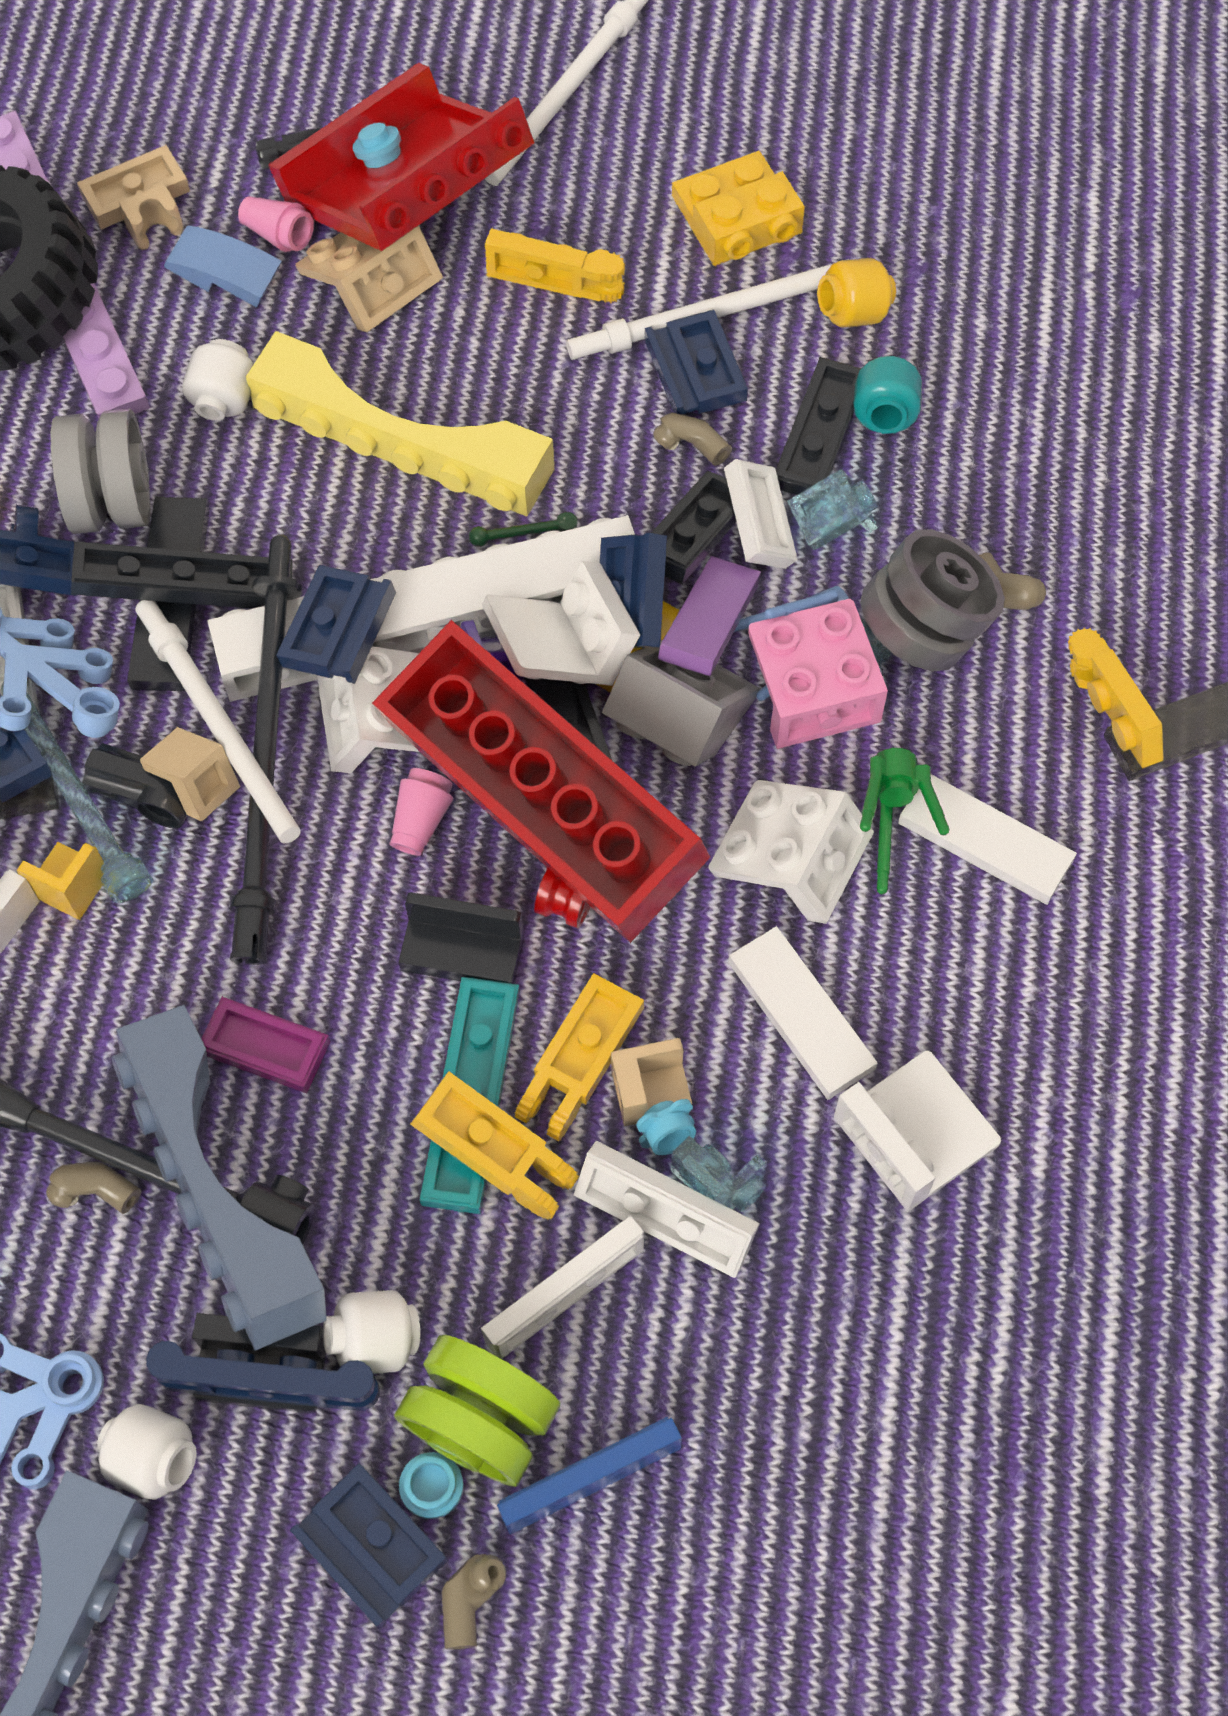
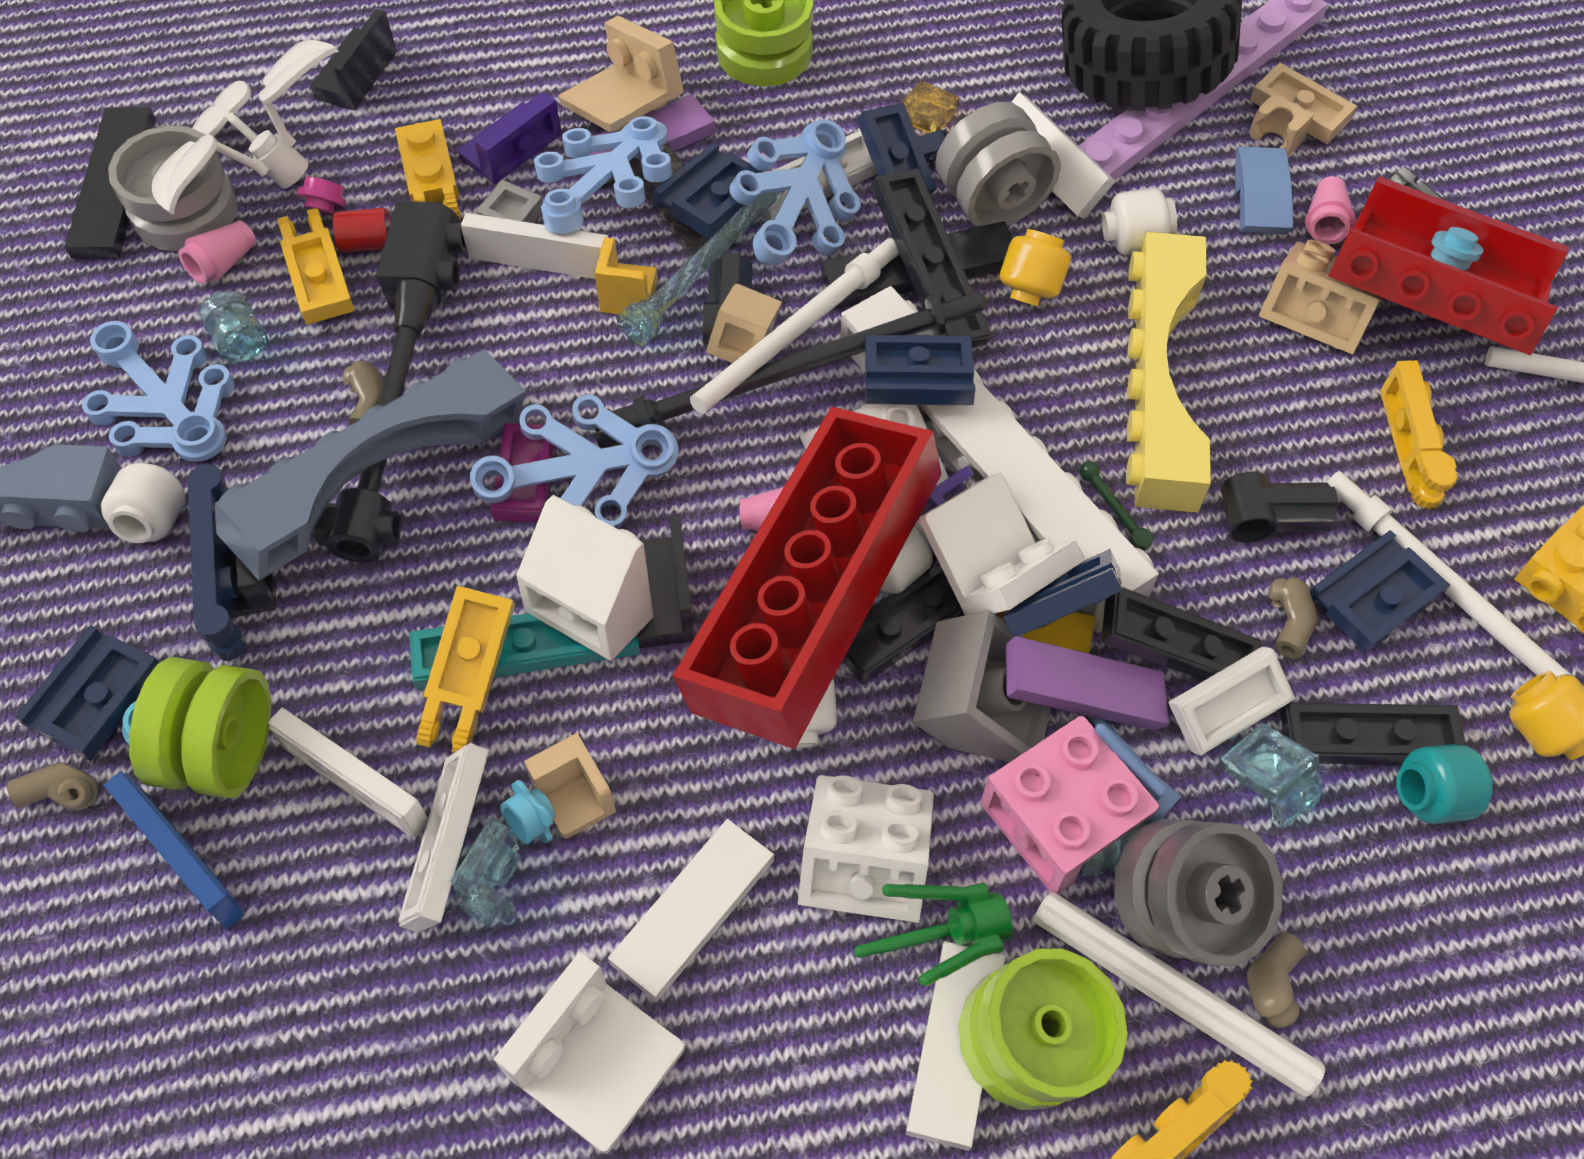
camera: 70 degrees right, 5 degrees down
(33, 427) = (1080, 177): none -> white tile
(235, 489) = (1035, 267): none -> yellow head
(294, 973) = (585, 460): none -> light blue plant
(373, 1330) = (269, 627): white head -> none
(452, 995) = (585, 578): none -> white slope
(581, 412) = (1262, 508): none -> black piece
(581, 1052) = (602, 718): yellow hinge -> none
(992, 661) = (1181, 995): none -> white axle
(1008, 760) = (1043, 1030): none -> lime wheel

